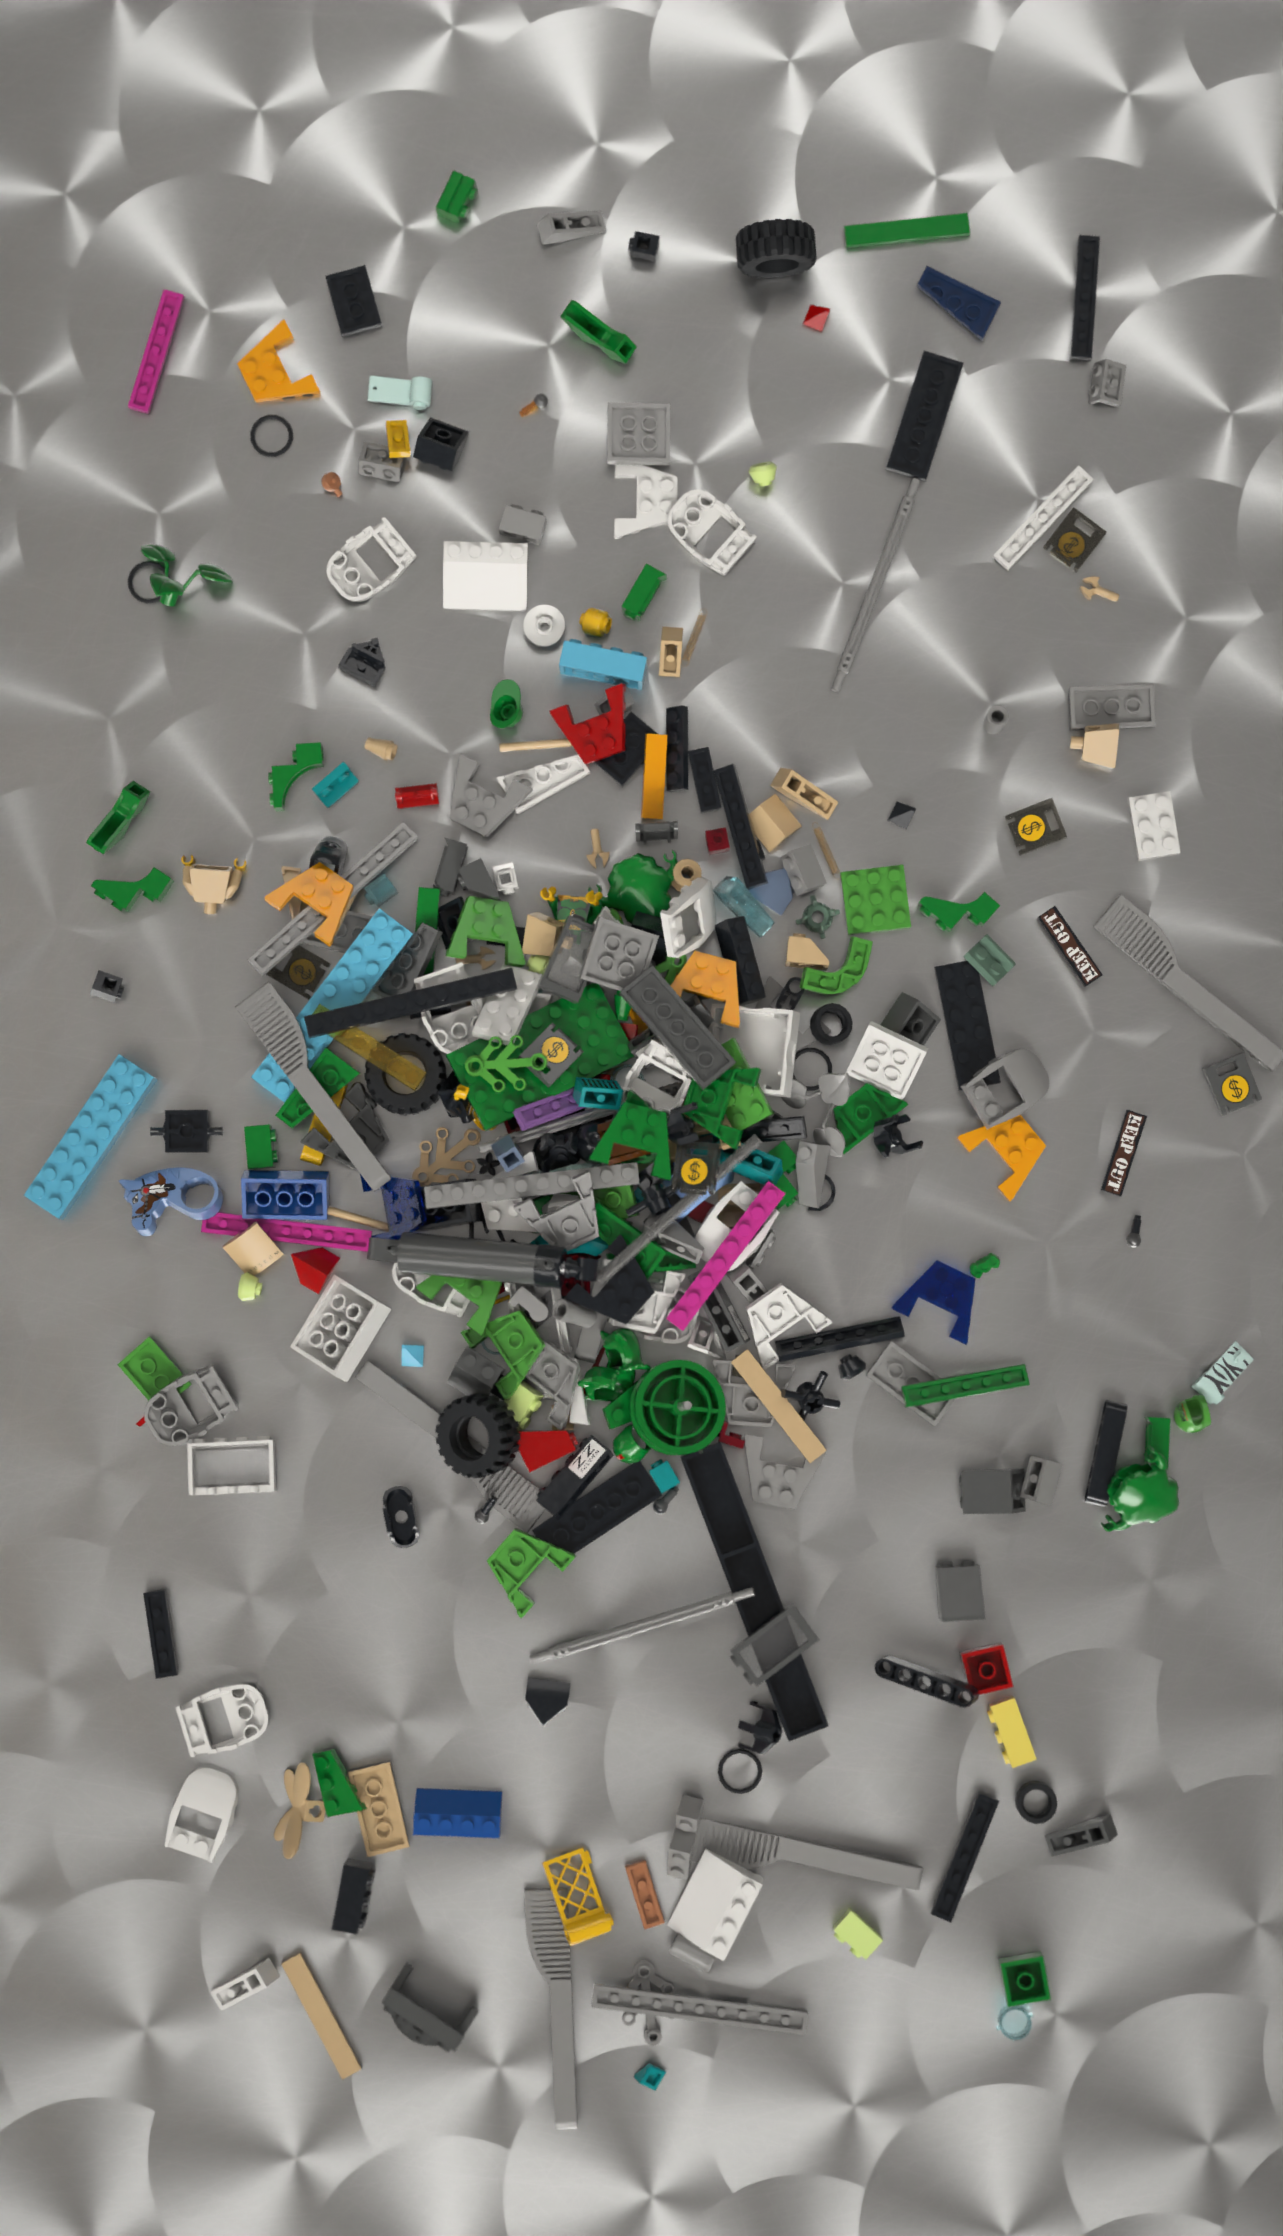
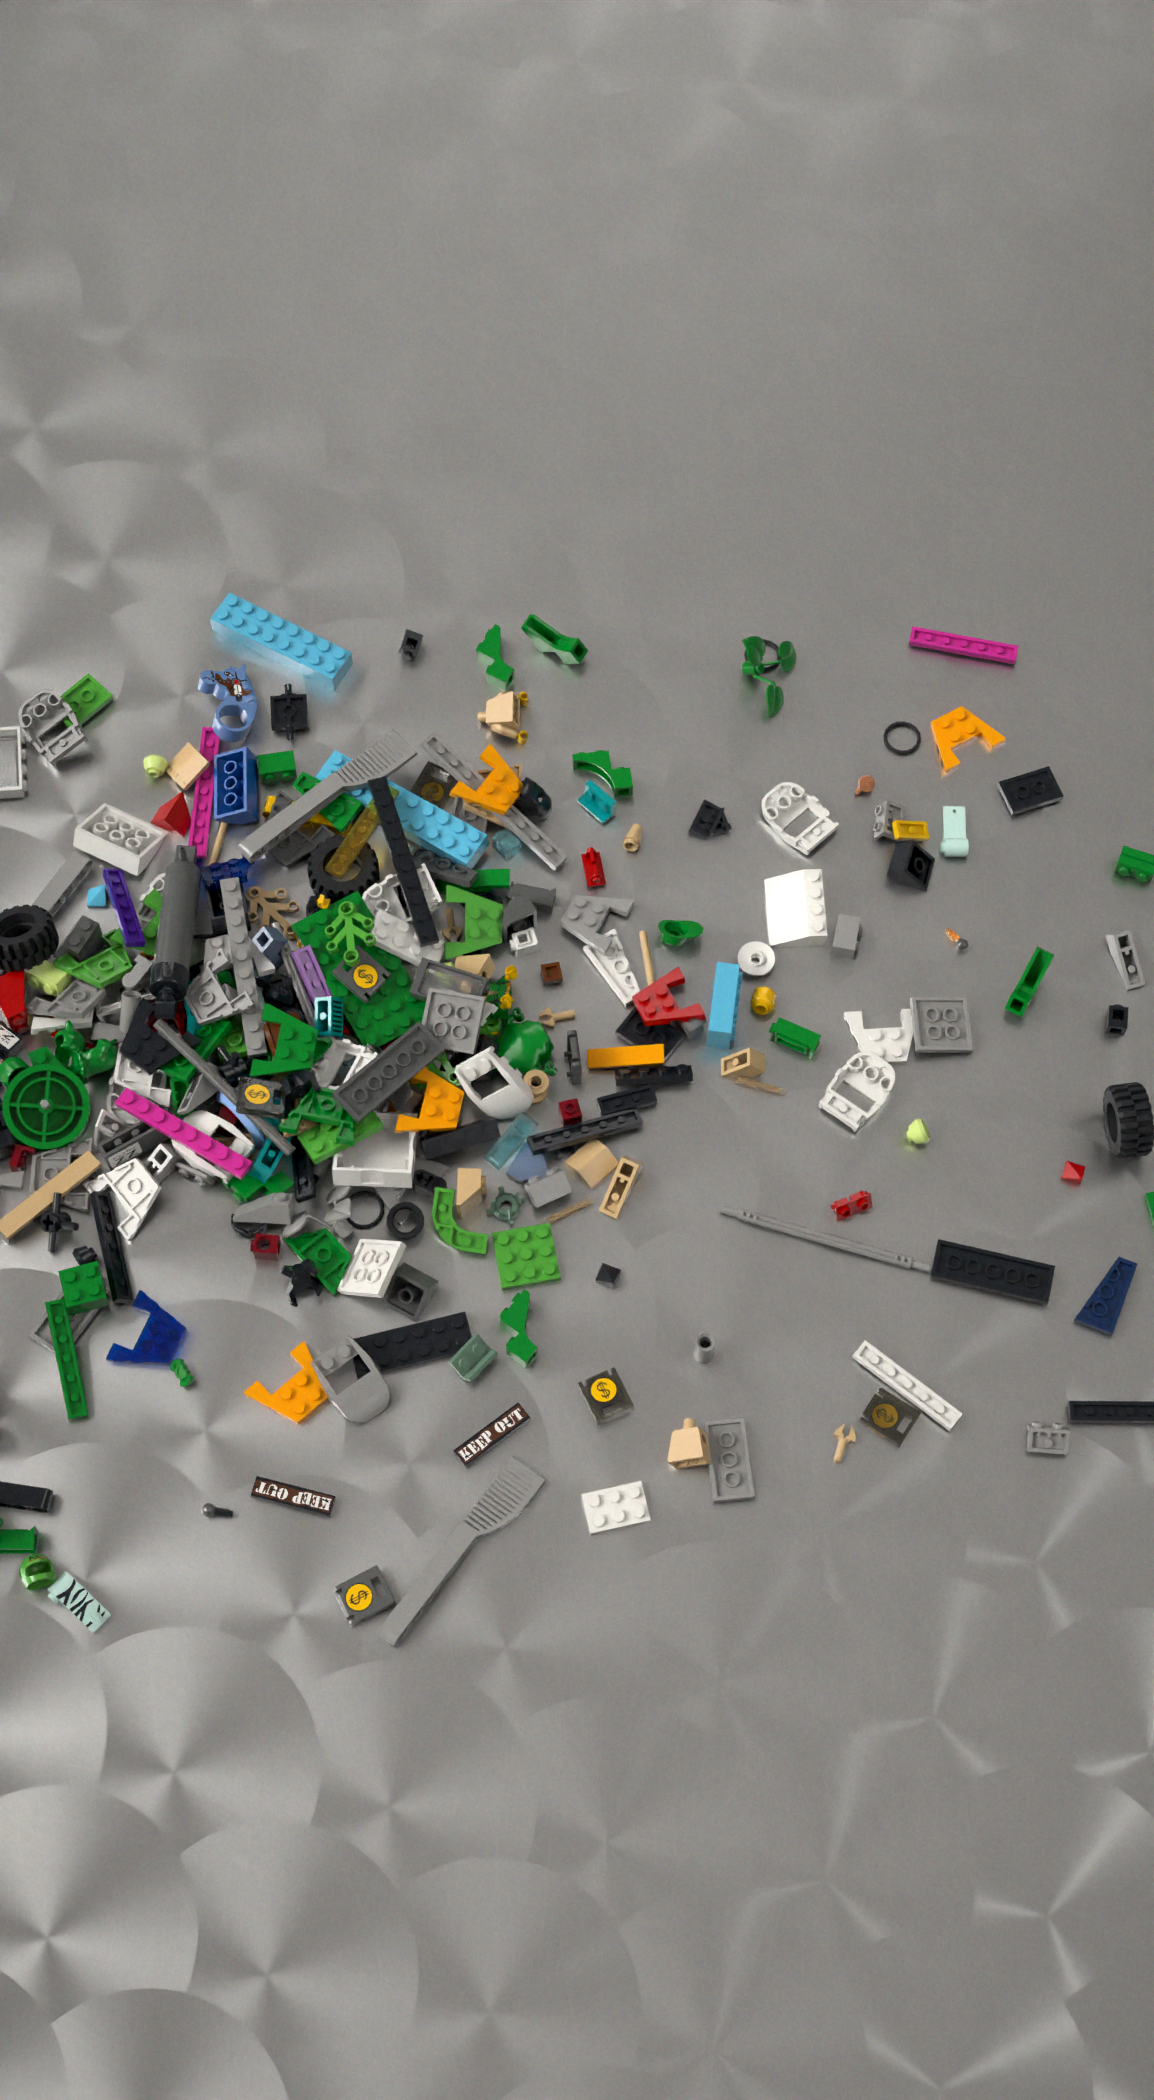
camera: 80 degrees right, 20 degrees down
(438, 1321) = (123, 908): none -> dark purple tile
(545, 850) = (551, 973): none -> reddish brown plate
(843, 560) = (859, 1202): none -> red hinge
(855, 1165) = (272, 1252): none -> dark red brick
(891, 1366) = (83, 1288): none -> green brick

